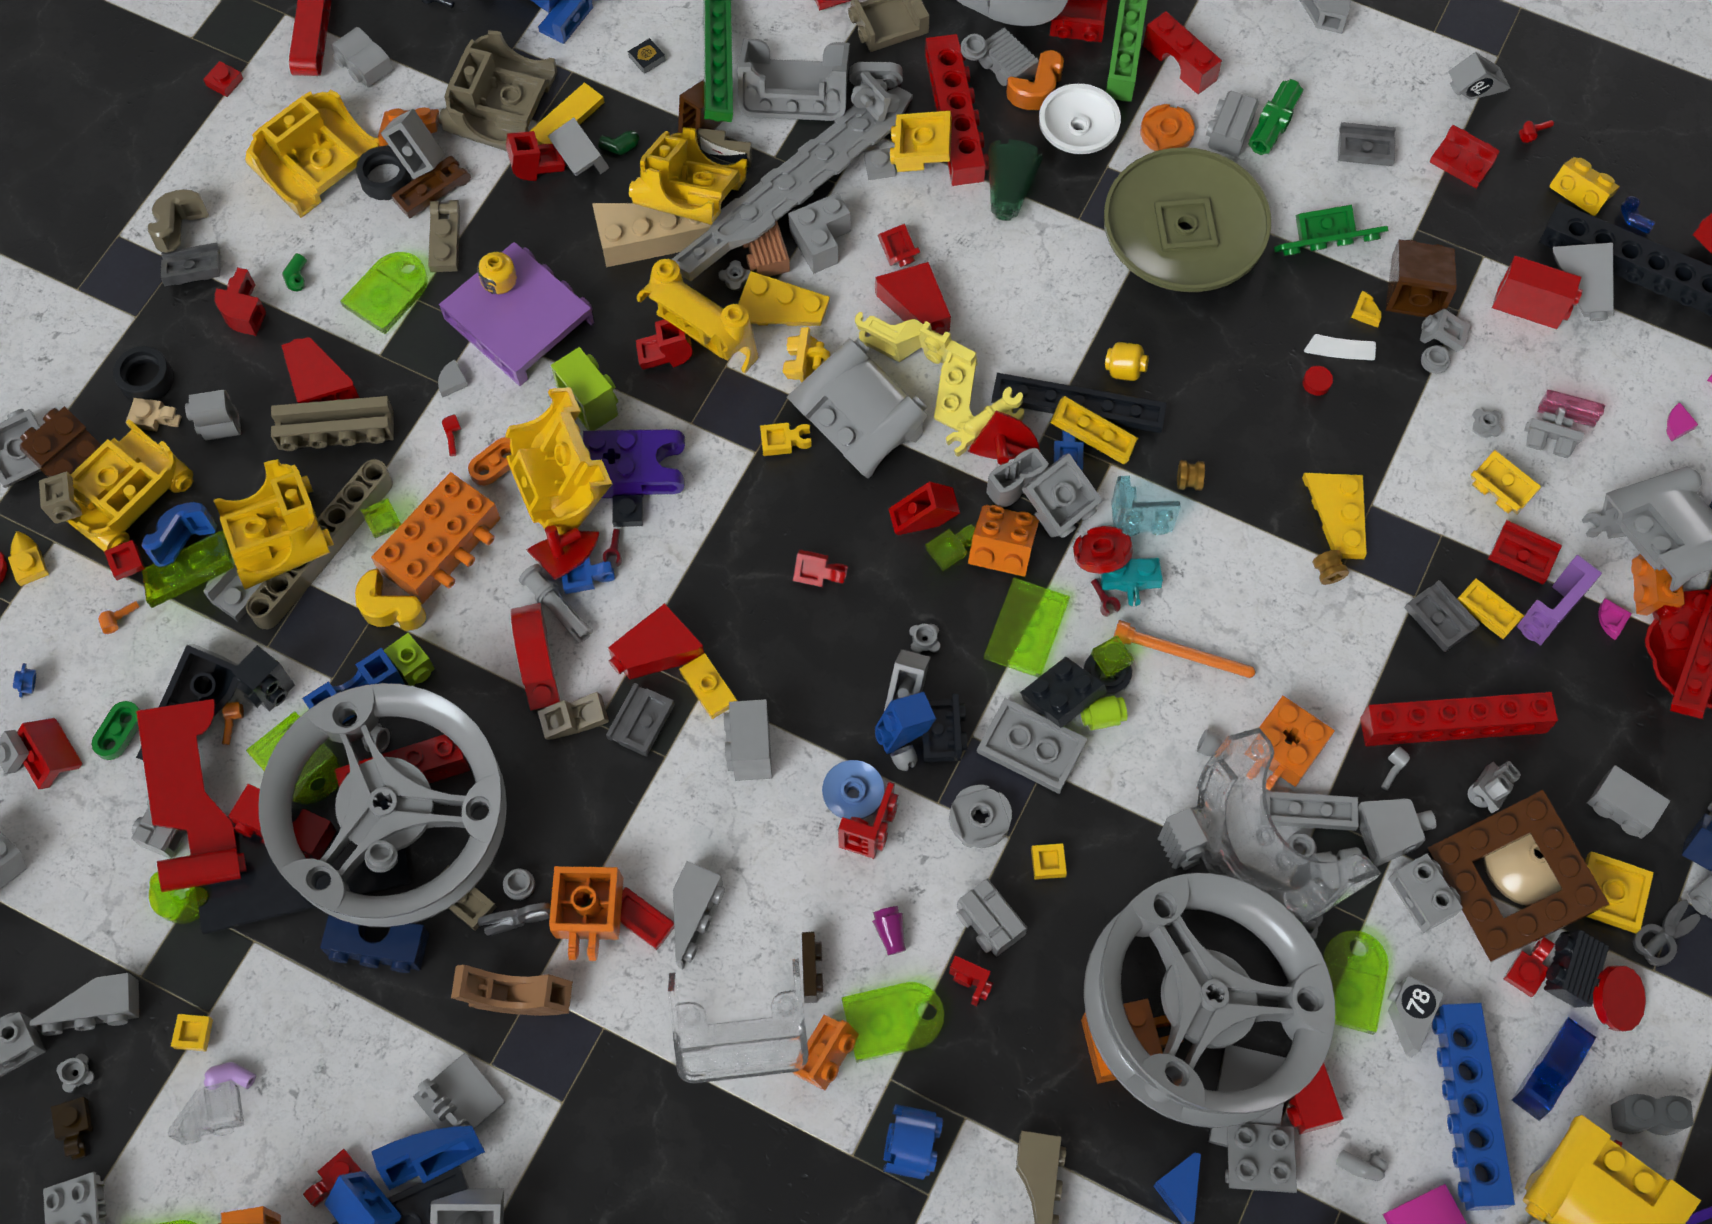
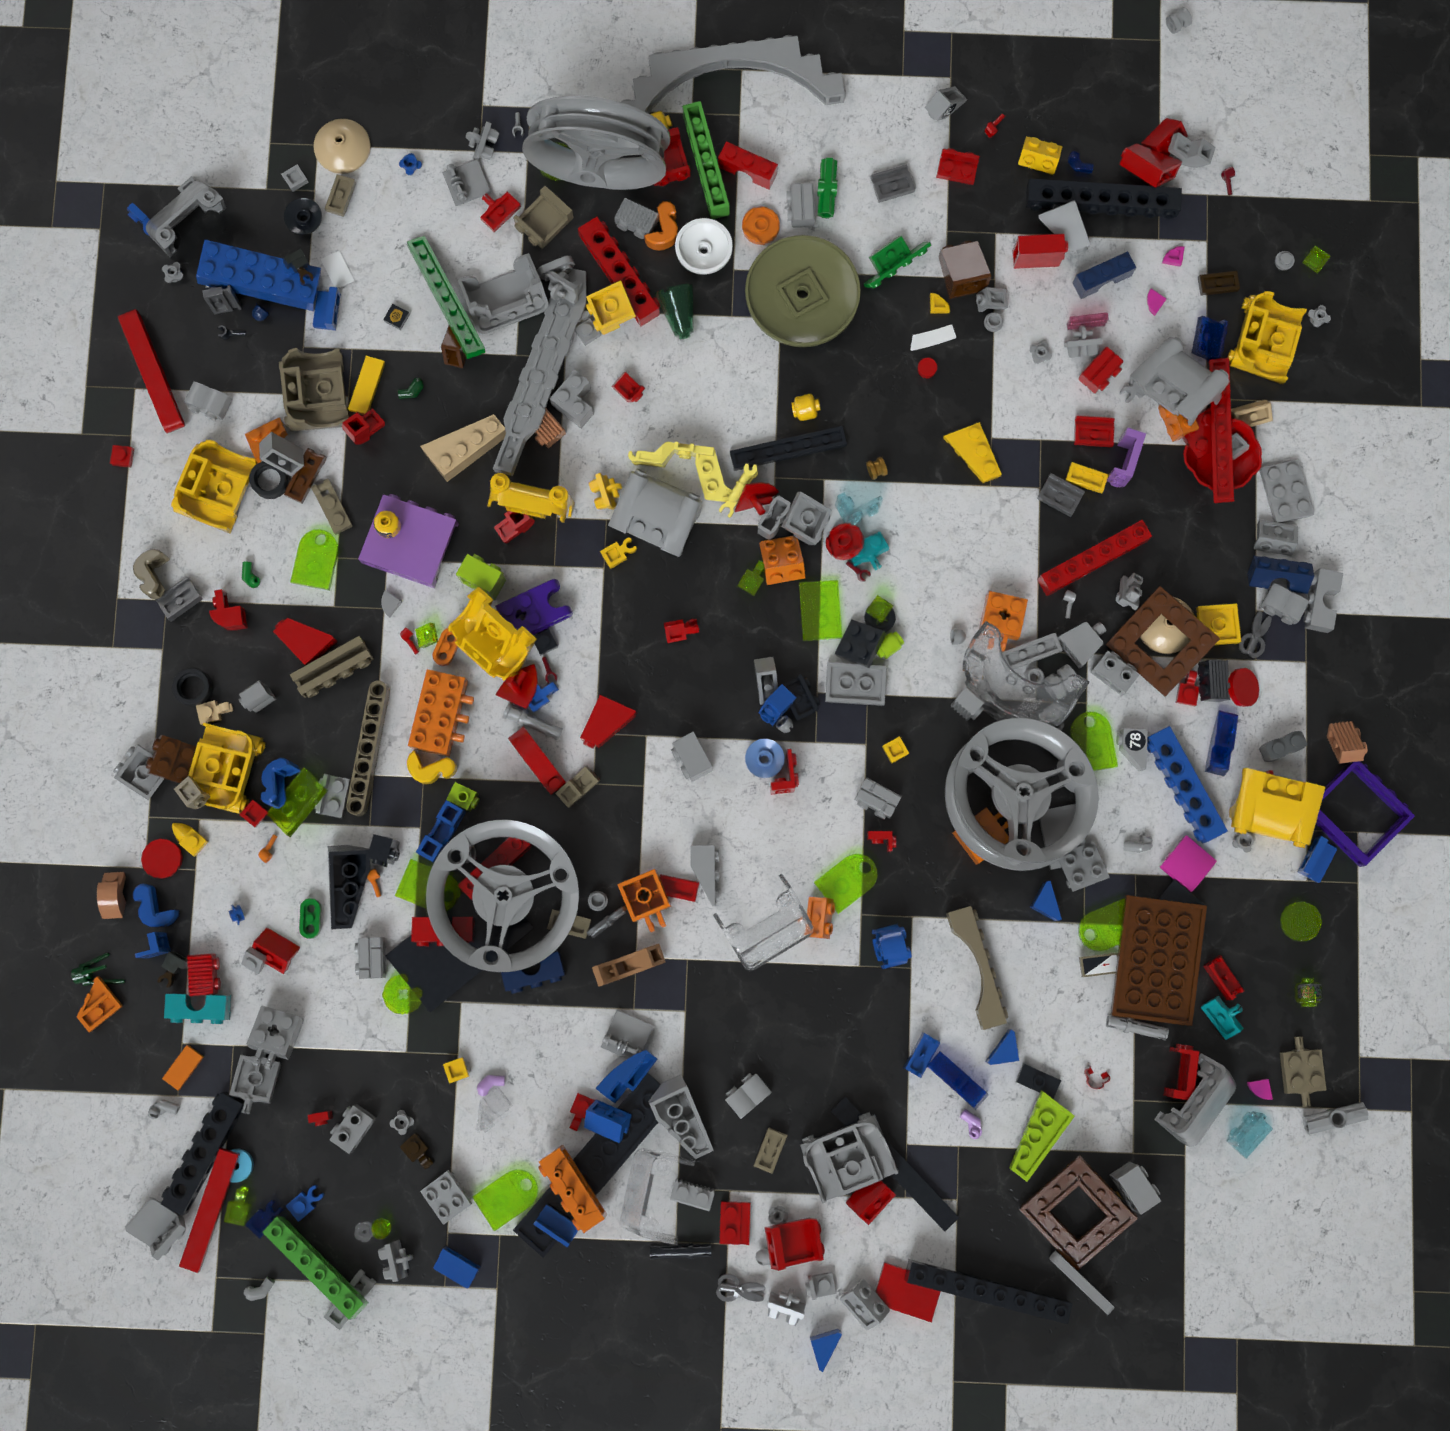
camera: 25 degrees left, 15 degrees up
(101, 1000) = (394, 1076): light grey slope -> none
(179, 796) = (375, 943): red door -> none
(273, 527) = (336, 752): yellow piece -> none
(381, 518) = (397, 716): clear neon green tile -> none
(381, 856) = (520, 928): light grey plate -> none
(476, 435) = (426, 635): none -> clear neon green plate
(576, 148) = (387, 408): light grey panel -> none
(640, 719) = (619, 771): flat silver plate -> none
(683, 180) = (474, 403): yellow piece -> none
(707, 685) = (648, 732): yellow plate -> none
(715, 144) = (476, 365): slope -> none
(731, 281) = (536, 459): light grey plate -> none
(781, 303) = (570, 460): yellow wing -> none
(811, 980) = (786, 865): dark brown plate -> none
(890, 929) = (823, 830): magenta cone -> none
(914, 295) = (656, 421): red slope -> none
(924, 509) = (725, 562): red slope -> none
(924, 630) = (763, 639): light grey plate -> none
(974, 47) = (612, 222): light grey plate -> none
(975, 833) = (844, 729): light grey plate -> none
(1069, 446) = (795, 483): blue plate -> none
(1094, 430) = (806, 464): yellow tile -> none
(1128, 634) = (882, 589): orange piece -> none
(1315, 1105) = (1103, 825): red slope -> none
(1330, 567) = (984, 492): pearl gold wheel -> none
(1505, 483) = (1066, 390): yellow bracket -> none
(1567, 477) = (1100, 370): none -> red brick
(1612, 618) = (1160, 451): dark pink tile -> none
(1628, 802) = (1208, 567): light grey brick -> none
(1639, 356) = (1113, 270): none -> dark blue arch

